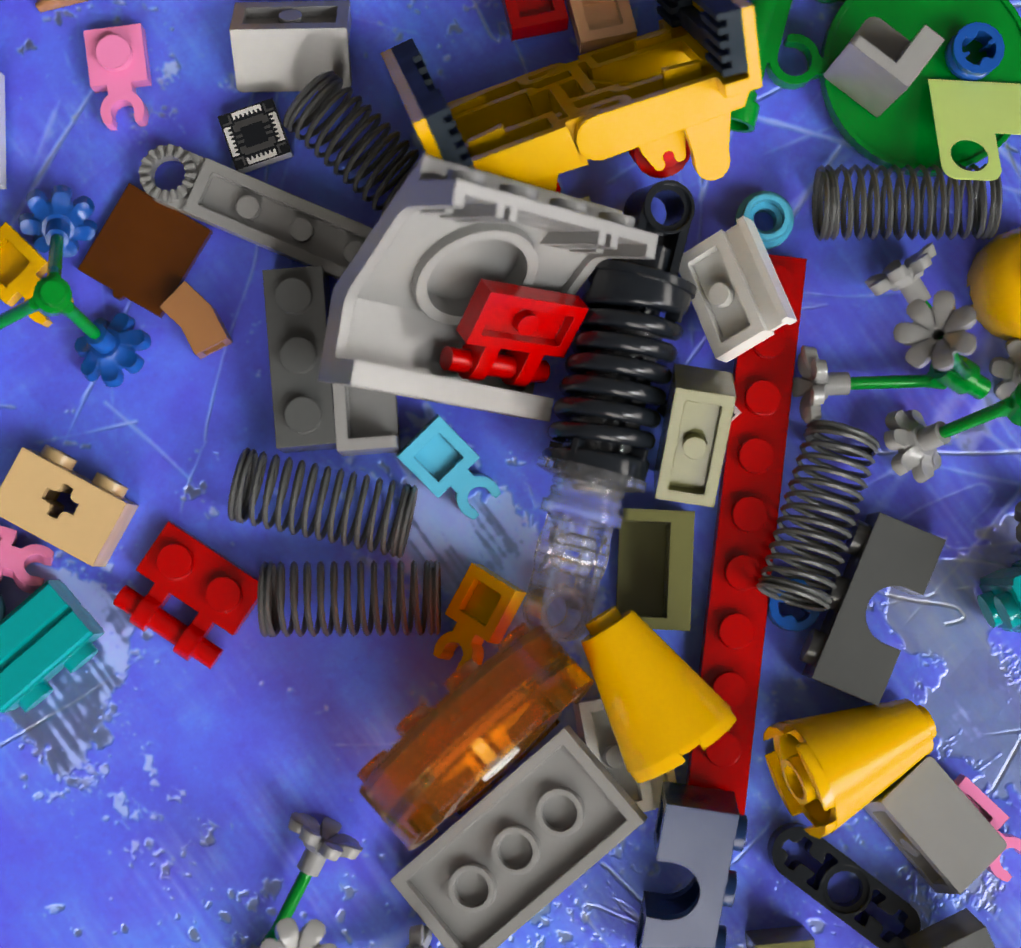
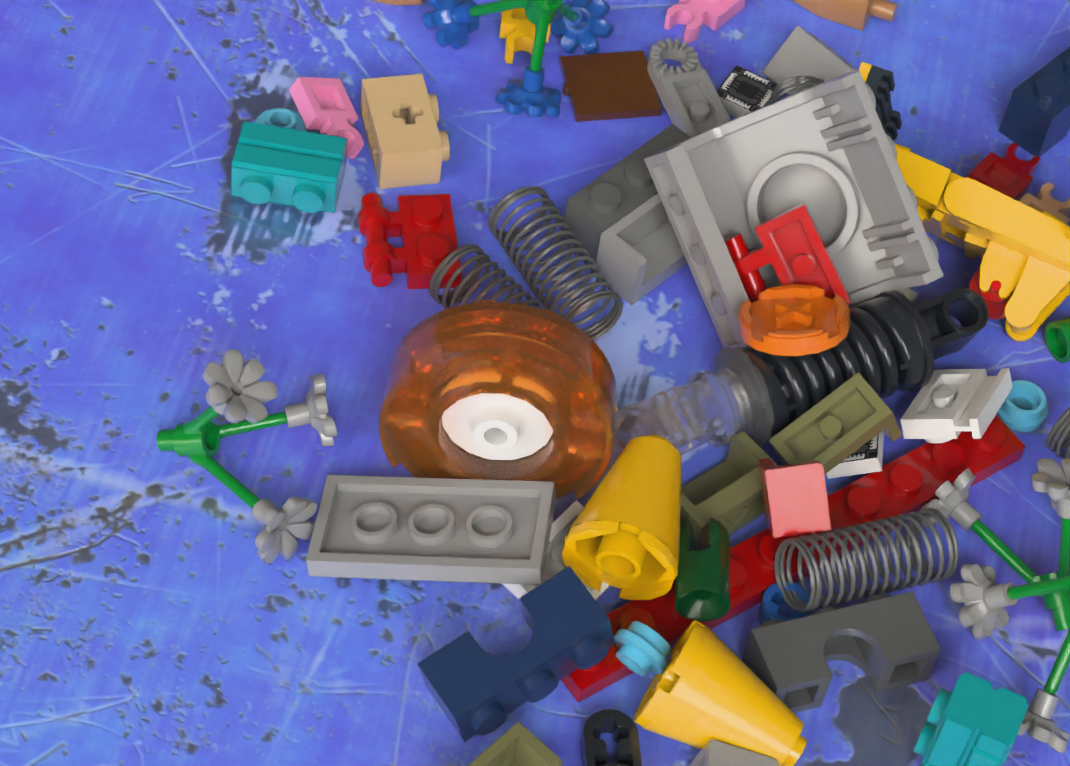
camera: 45 degrees right, 35 degrees down
(197, 320) = (597, 133): medium nougat piece -> none
(443, 461) = (655, 323): medium azure plate -> none
(578, 389) = (794, 321): none -> orange tile
(729, 667) = (703, 575): none -> dark green piece
(739, 545) = (794, 498): none -> panel
(761, 781) = (642, 649): none -> medium azure plate

